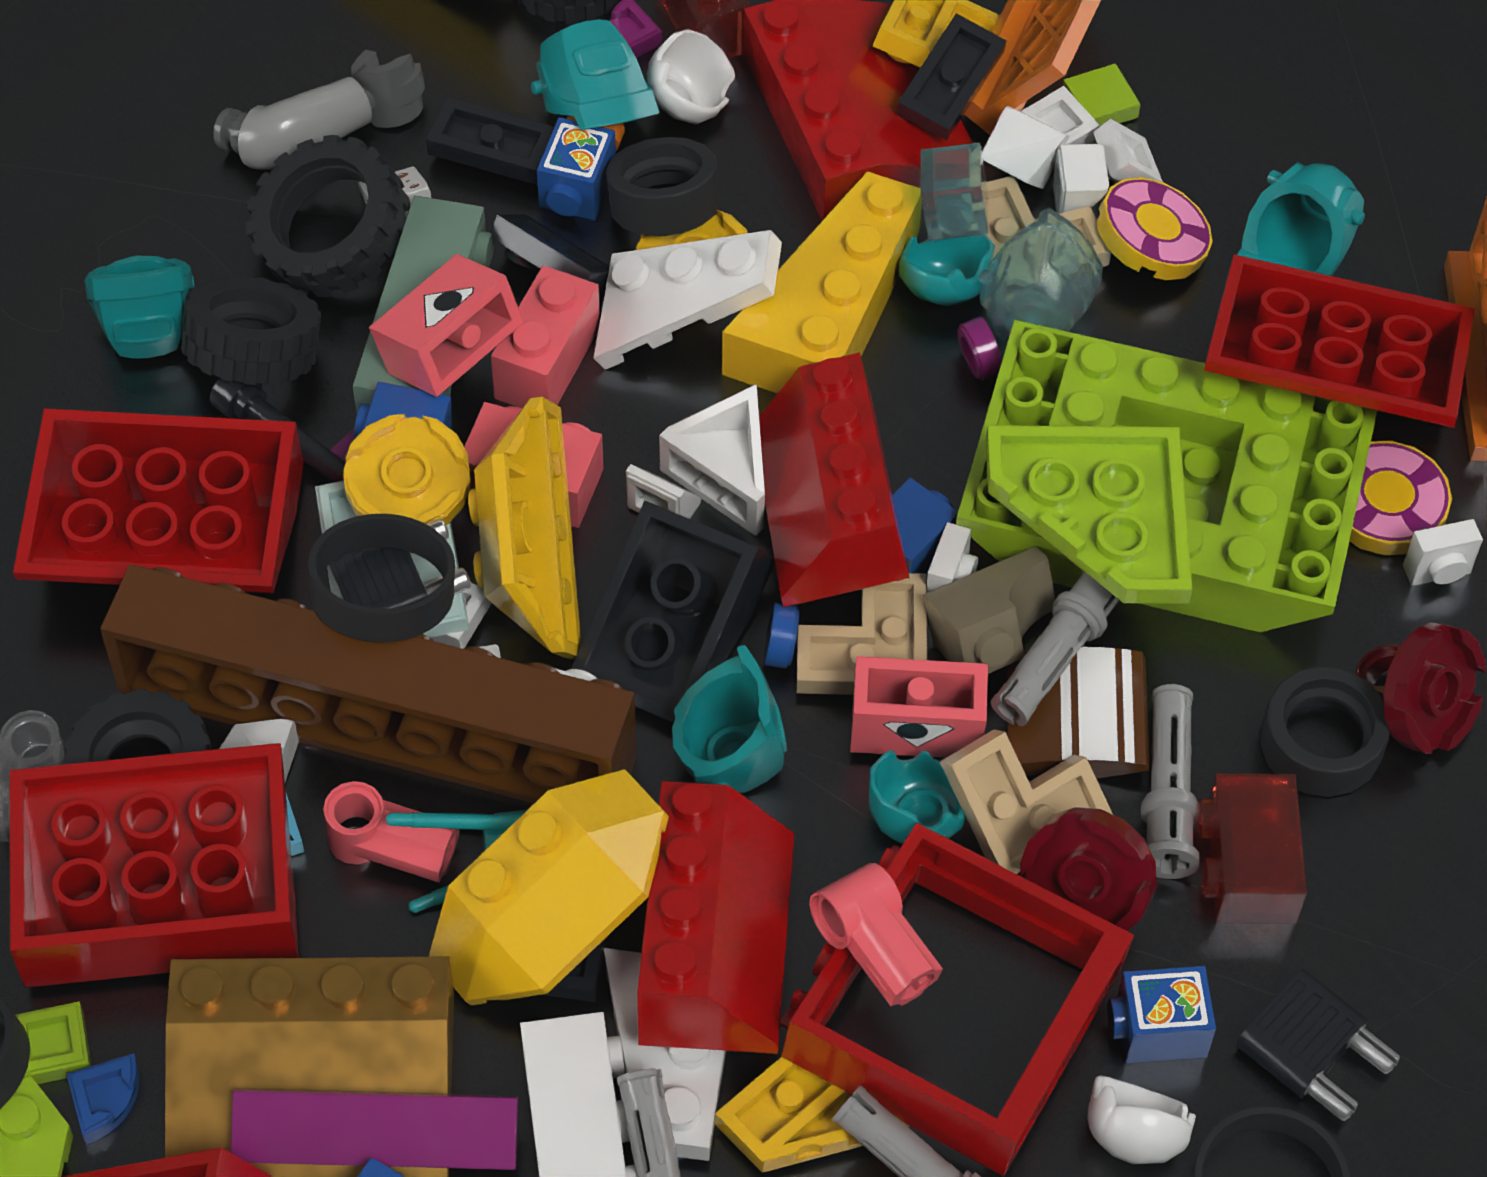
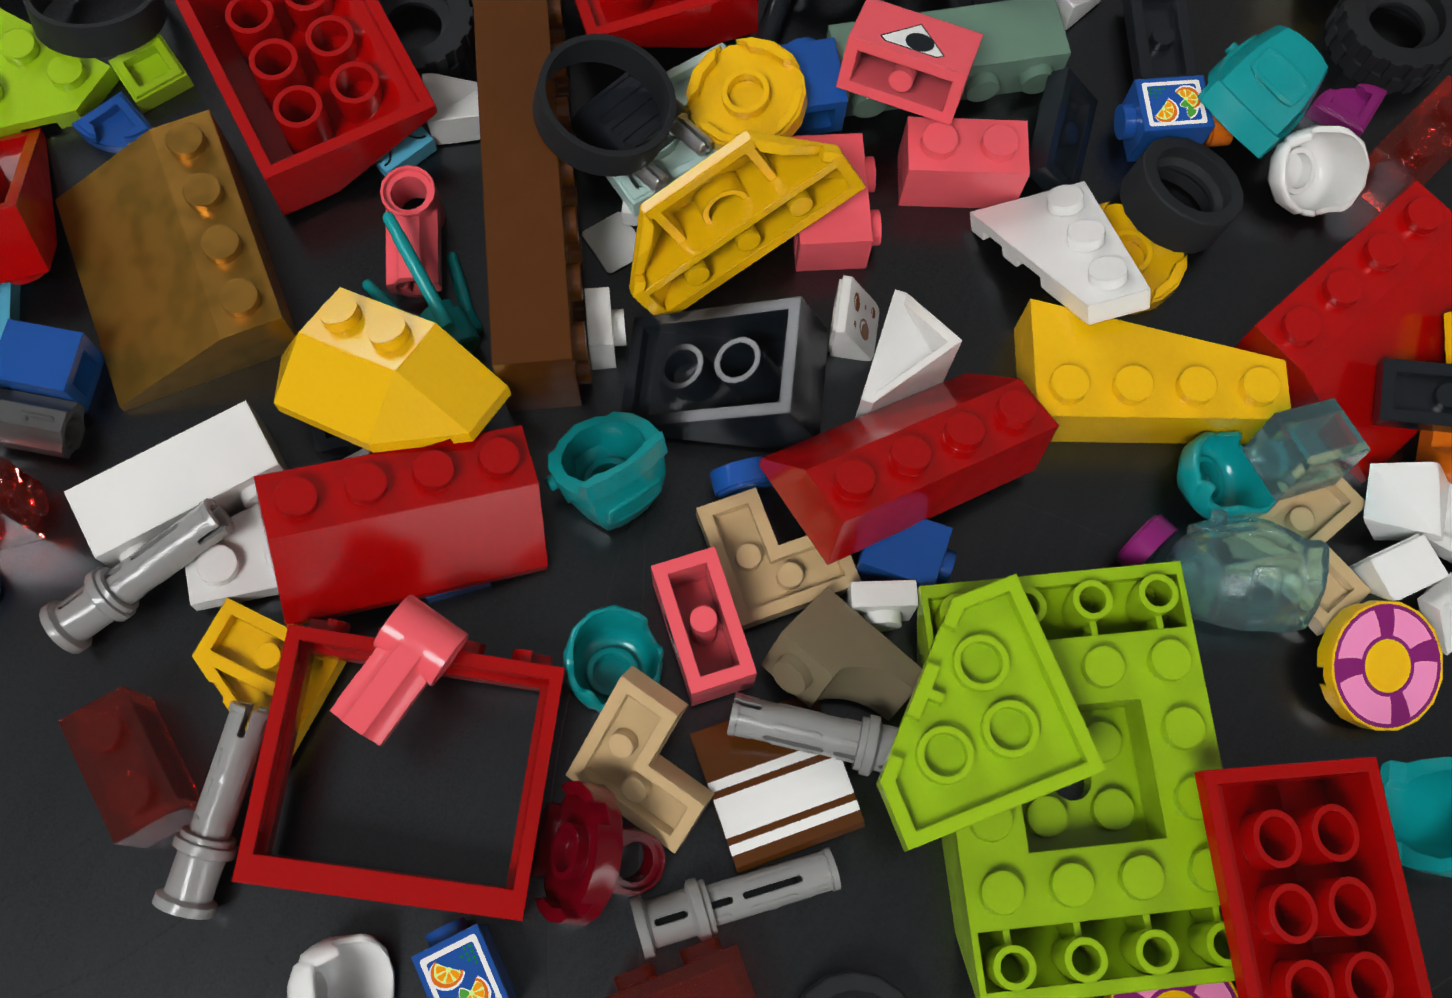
camera: 65 degrees right, 15 degrees up
(381, 1125) = (122, 330): magenta tile -> none

